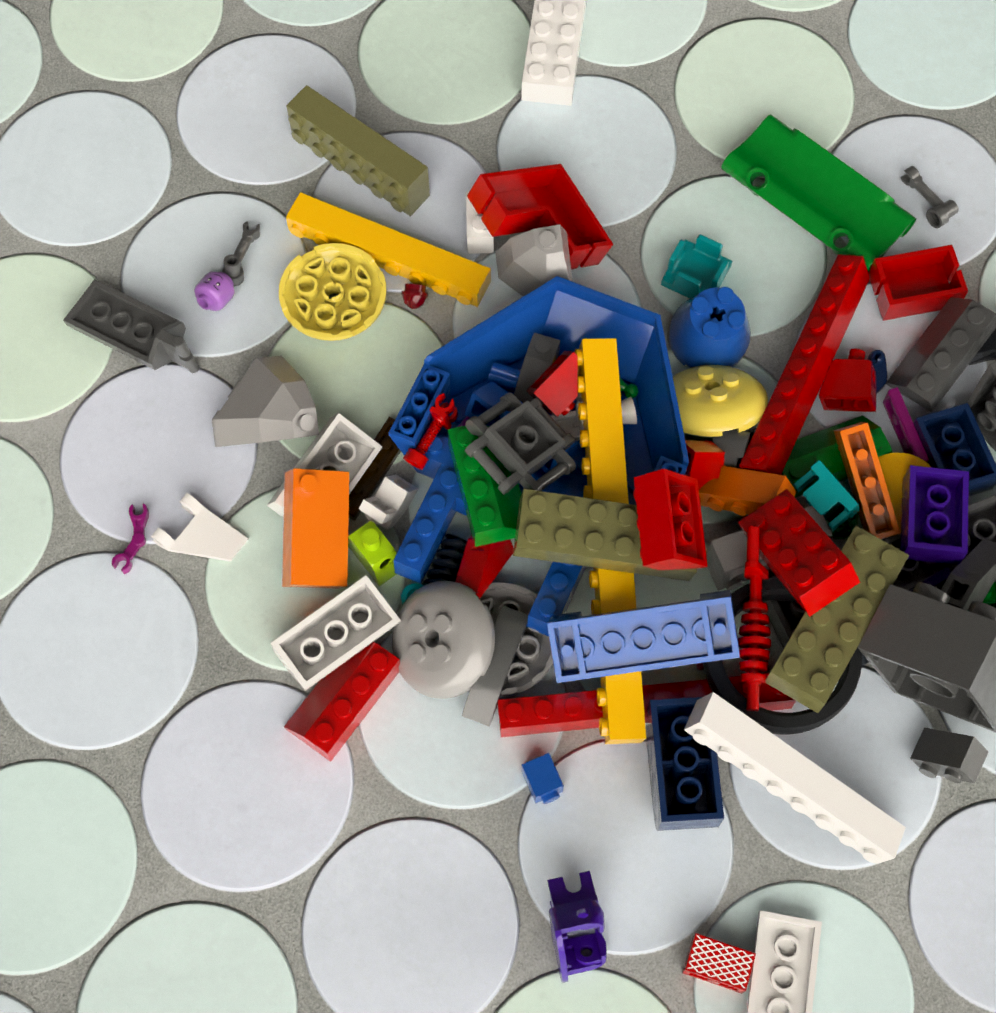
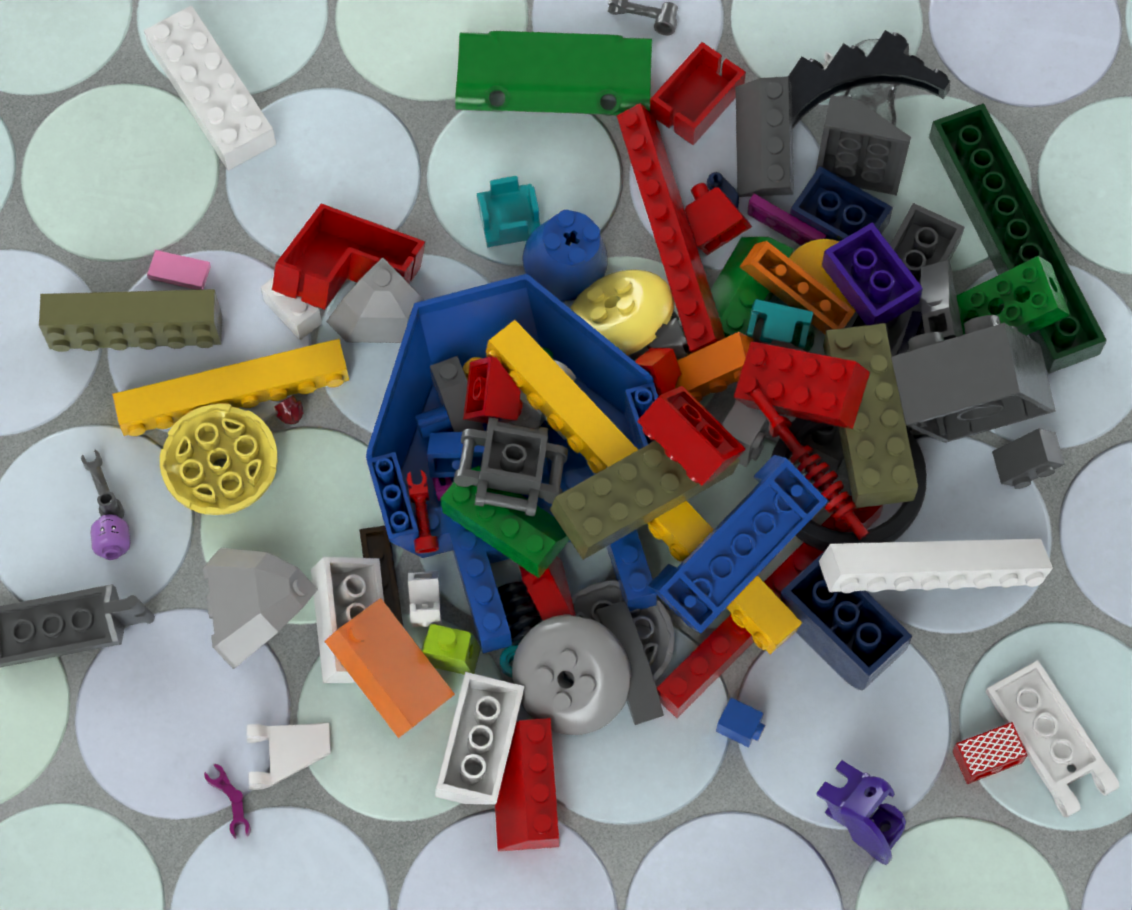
camera: 40 degrees left, 0 degrees up
(425, 143) = (179, 270): none -> bright pink tile

